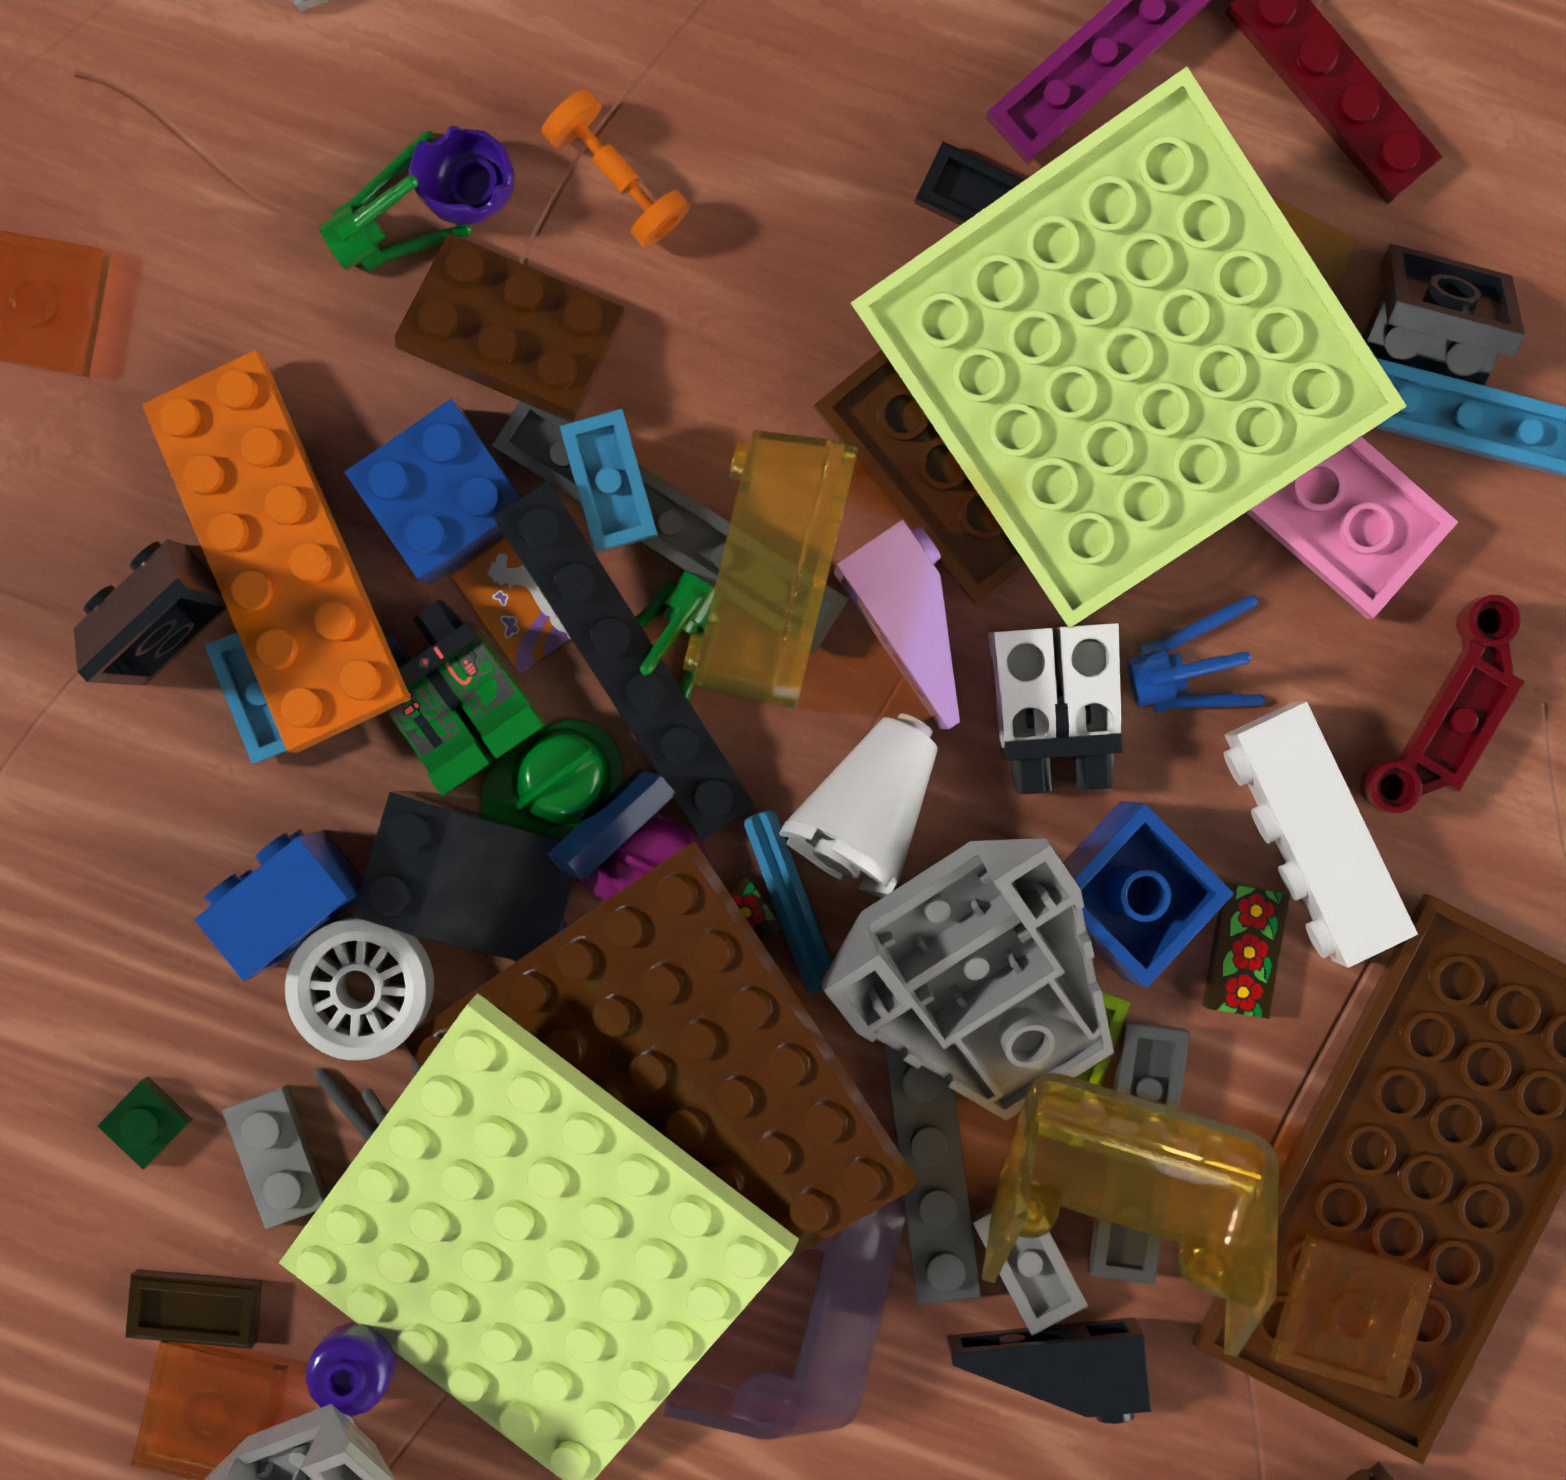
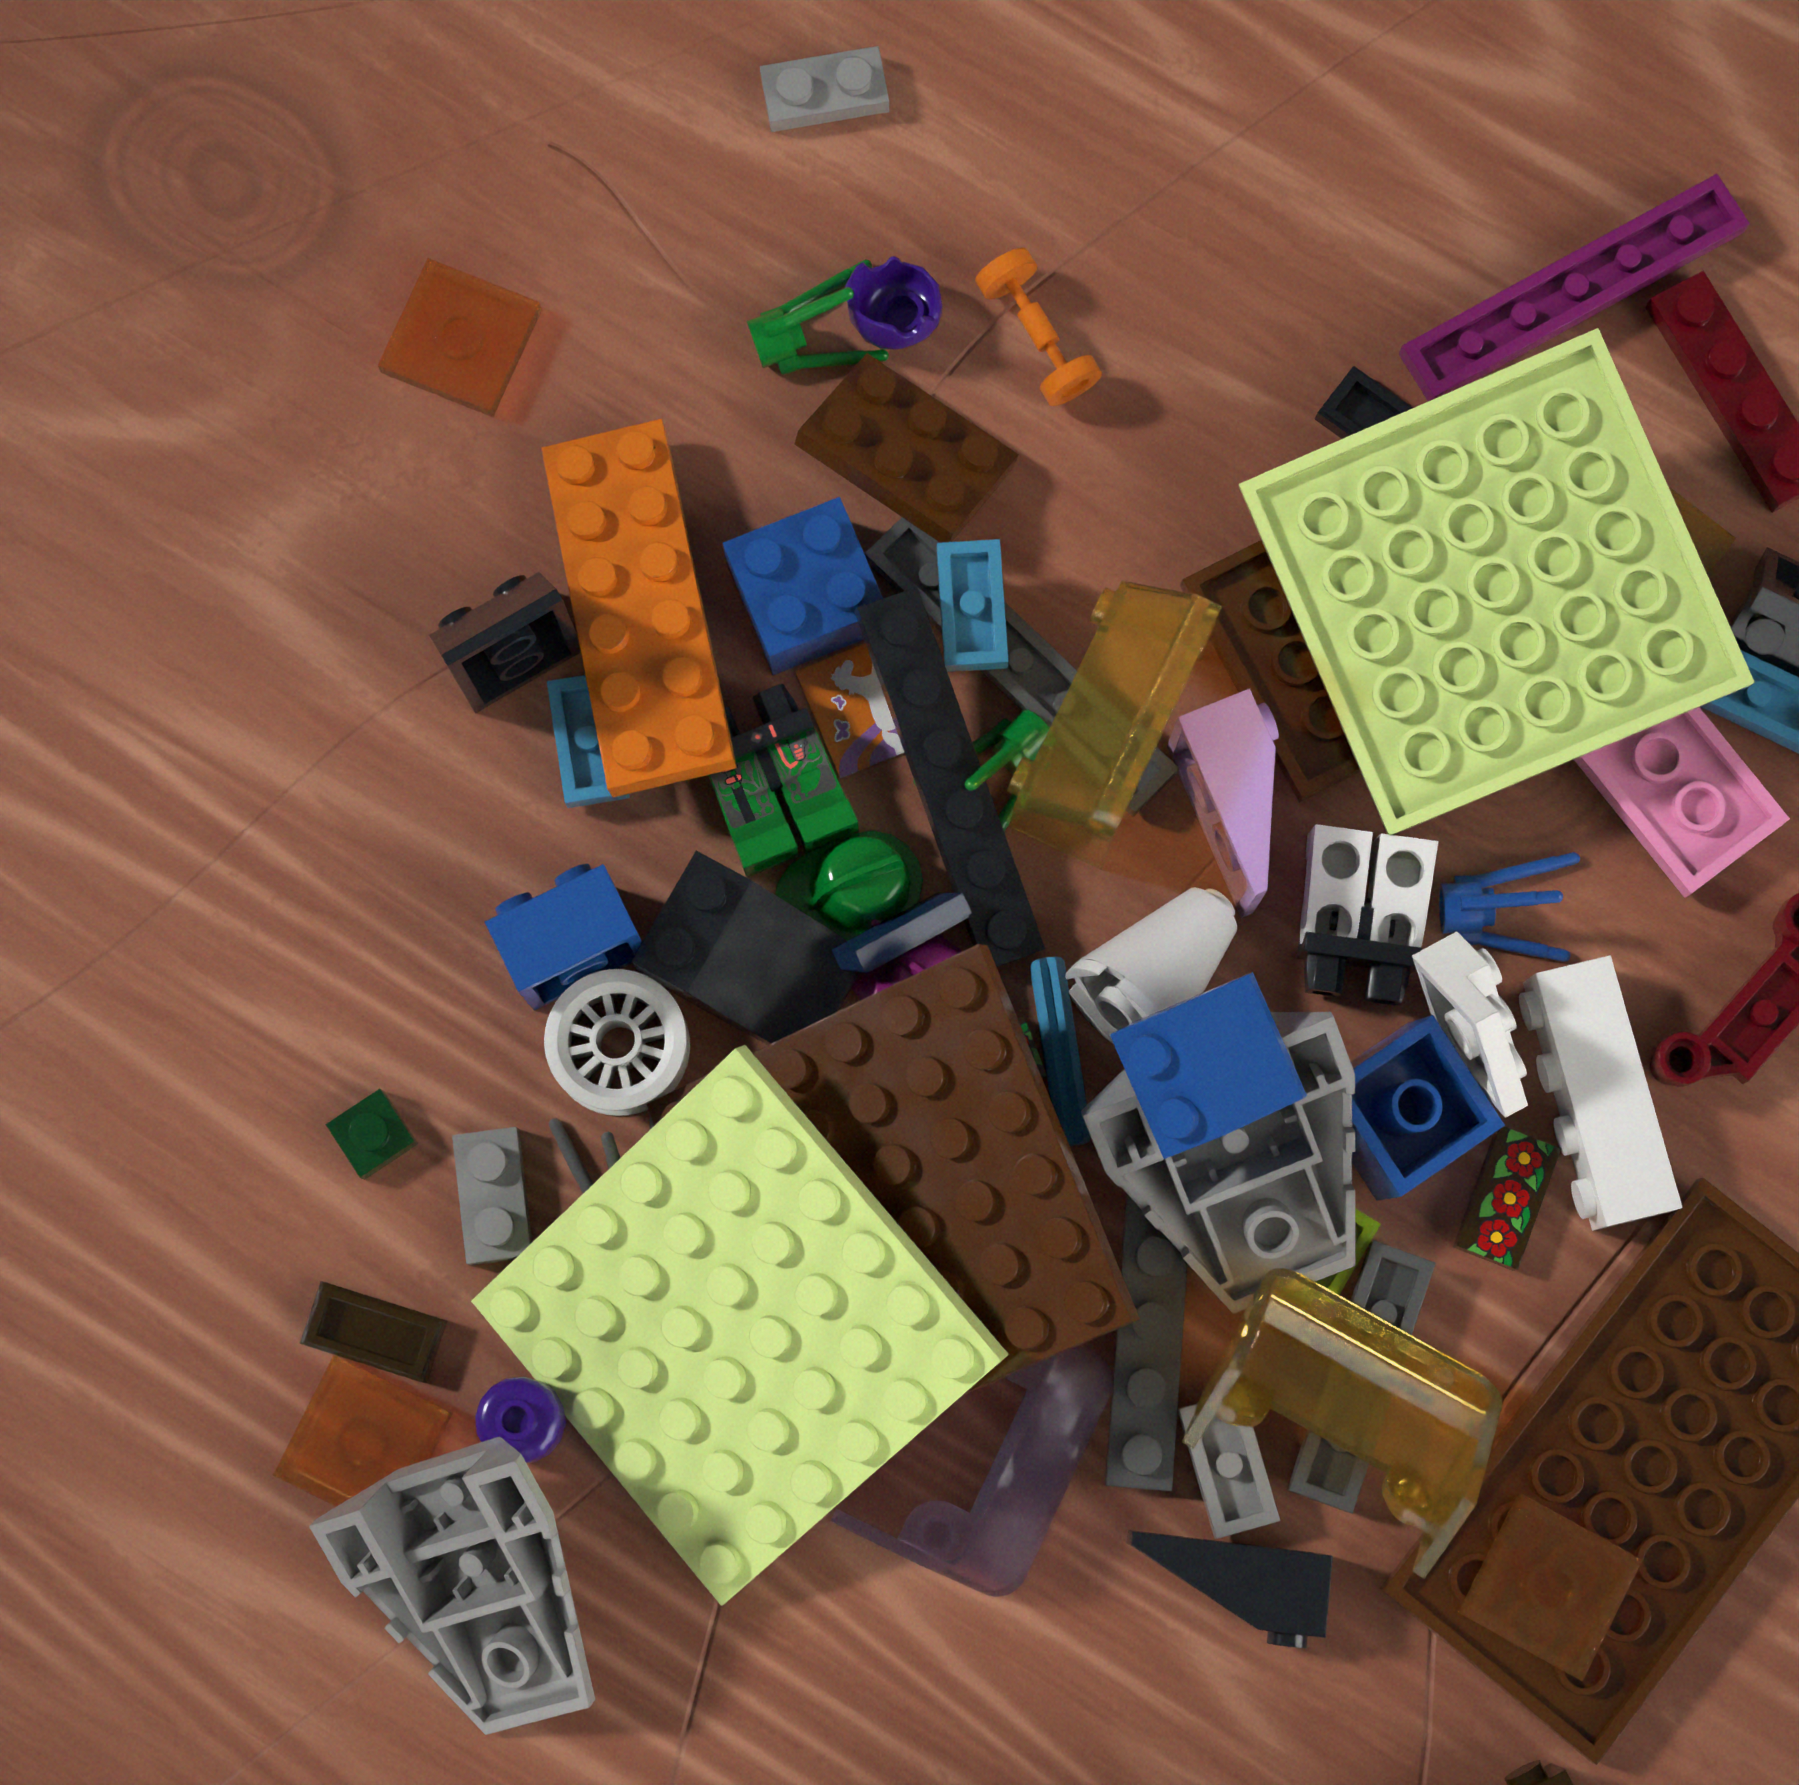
camera: 10 degrees right, 10 degrees down
(935, 919) = (1208, 1065): none -> blue slope
(1186, 795) = (1474, 1017): none -> white plate

